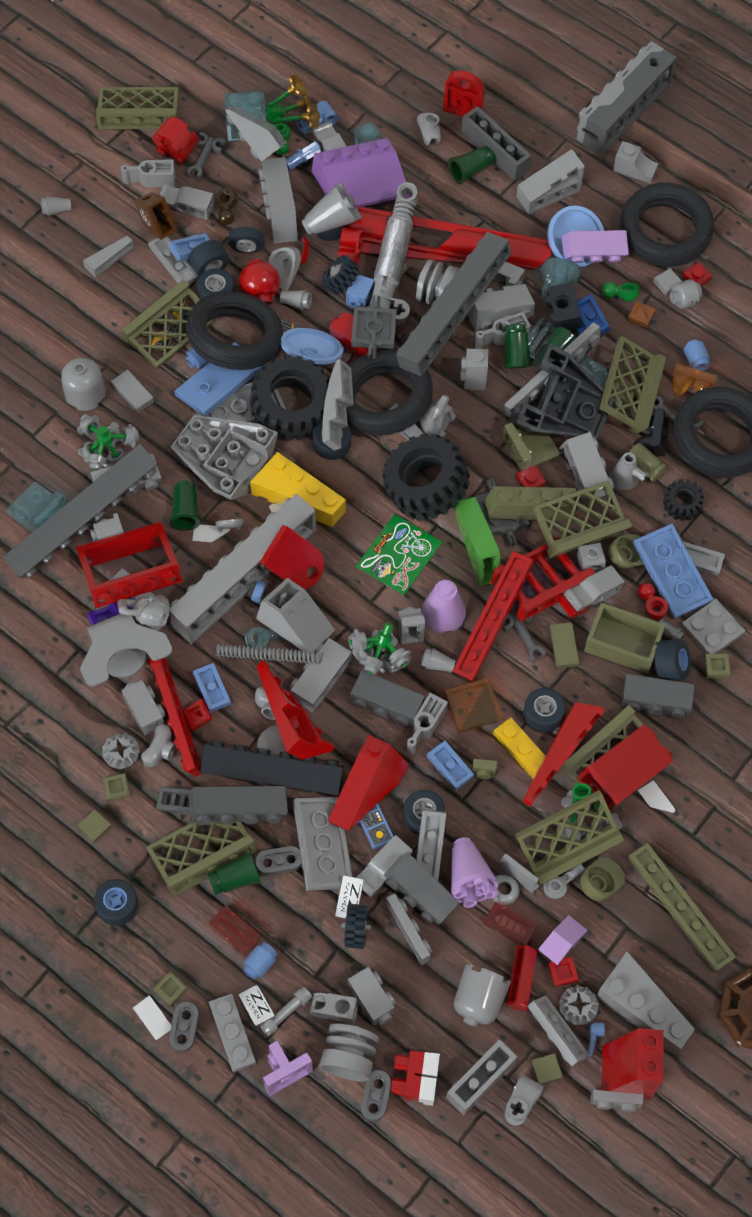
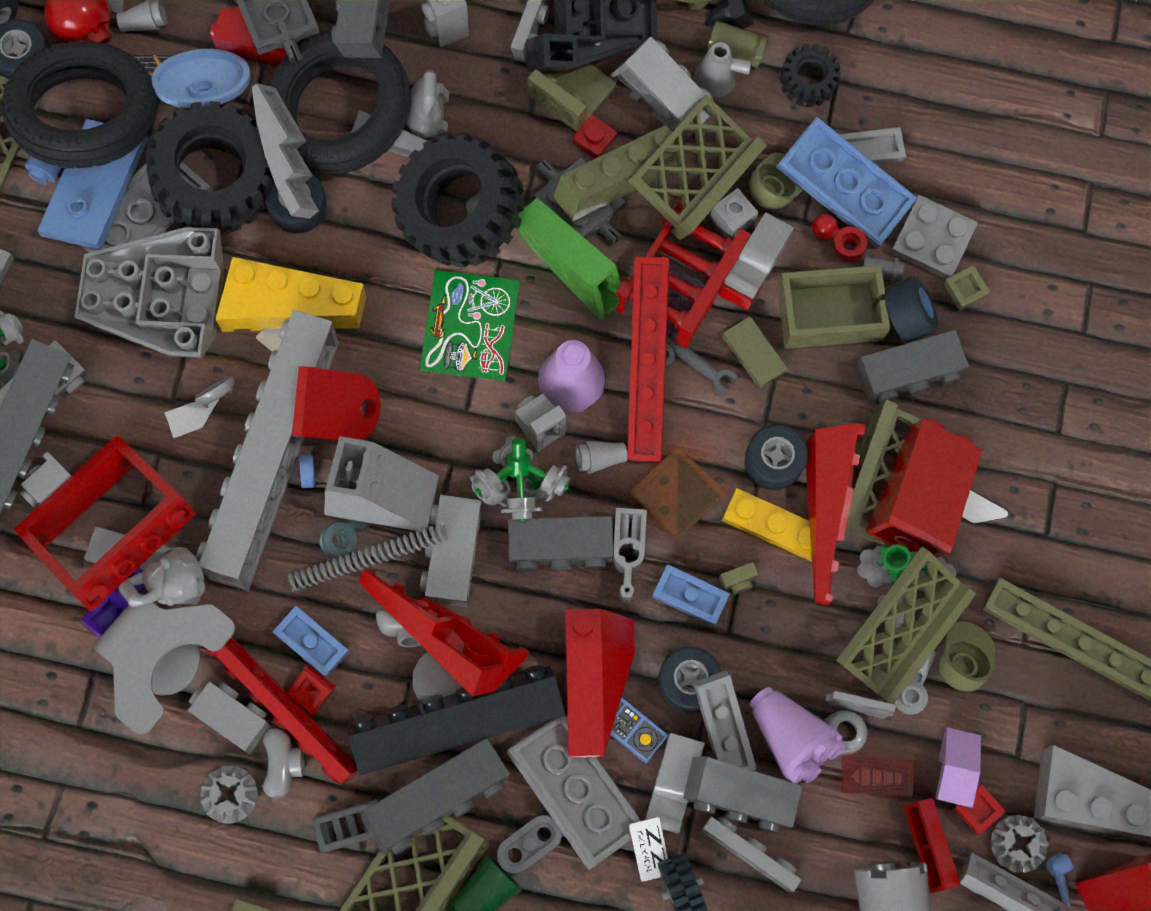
camera: 30 degrees left, 10 degrees up
(116, 787) = (249, 850): olive tile -> none
(184, 507) = (139, 395): dark green plant -> none

